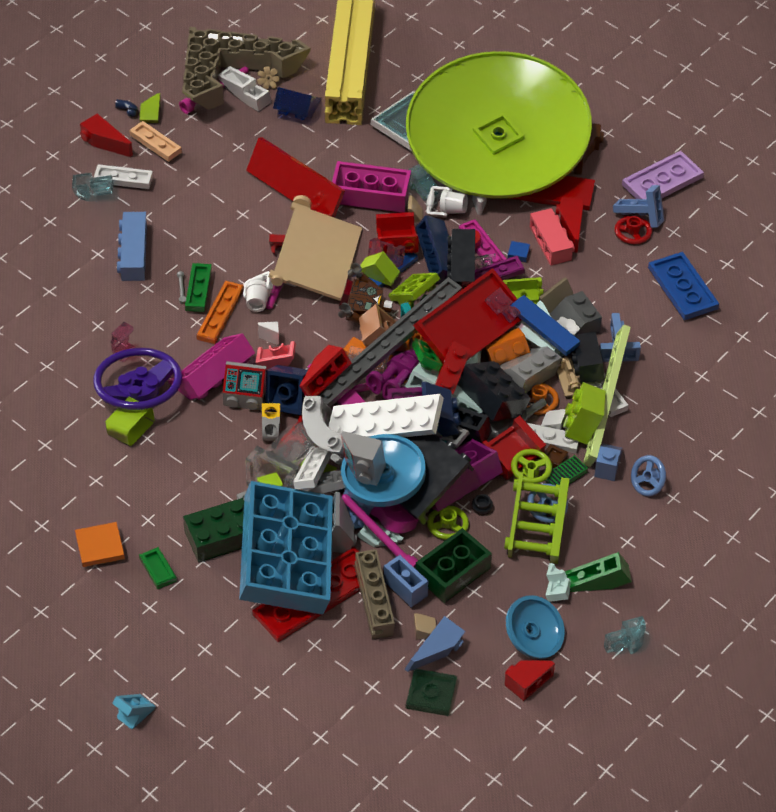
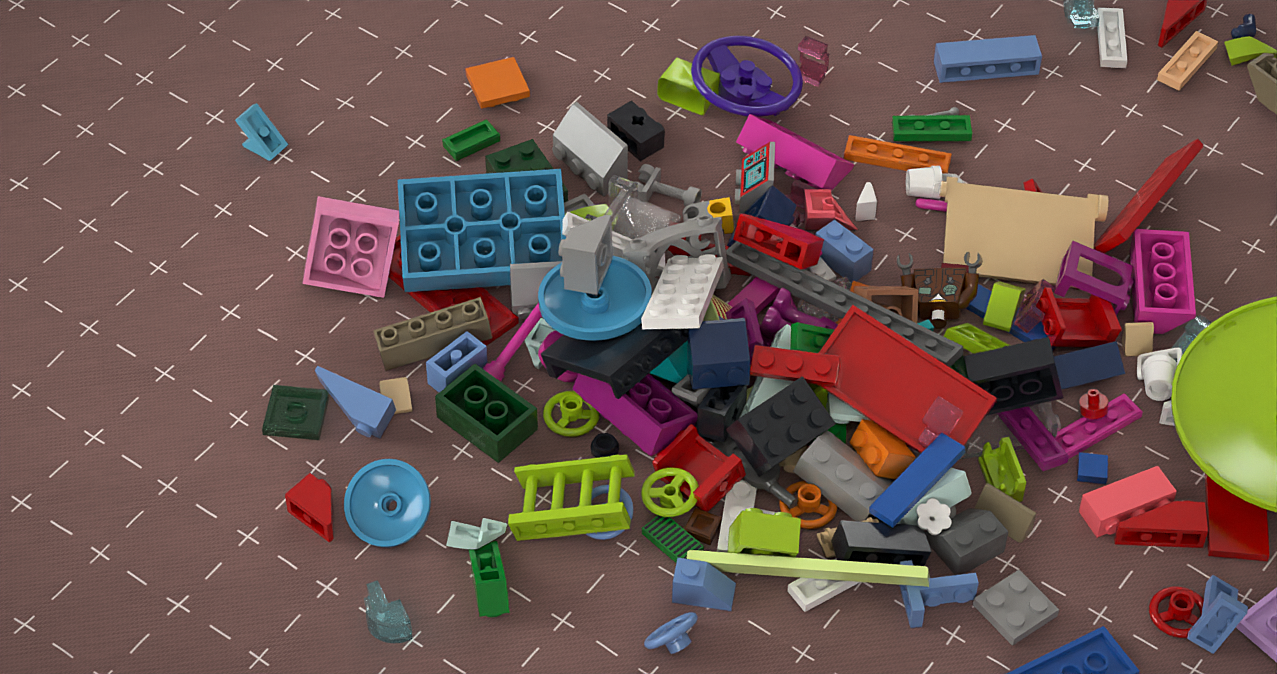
camera: 85 degrees right, 0 degrees up
(172, 458) = (637, 130): none -> black brick
(196, 483) = (590, 149): none -> slope
(246, 432) = (652, 178): none -> light grey bar
(288, 635) = (351, 247): none -> bright pink slope
(312, 346) = (845, 251): none -> medium blue brick
(364, 228) = (1070, 276): none -> magenta panel
(628, 303) = (1015, 607): none -> light grey plate

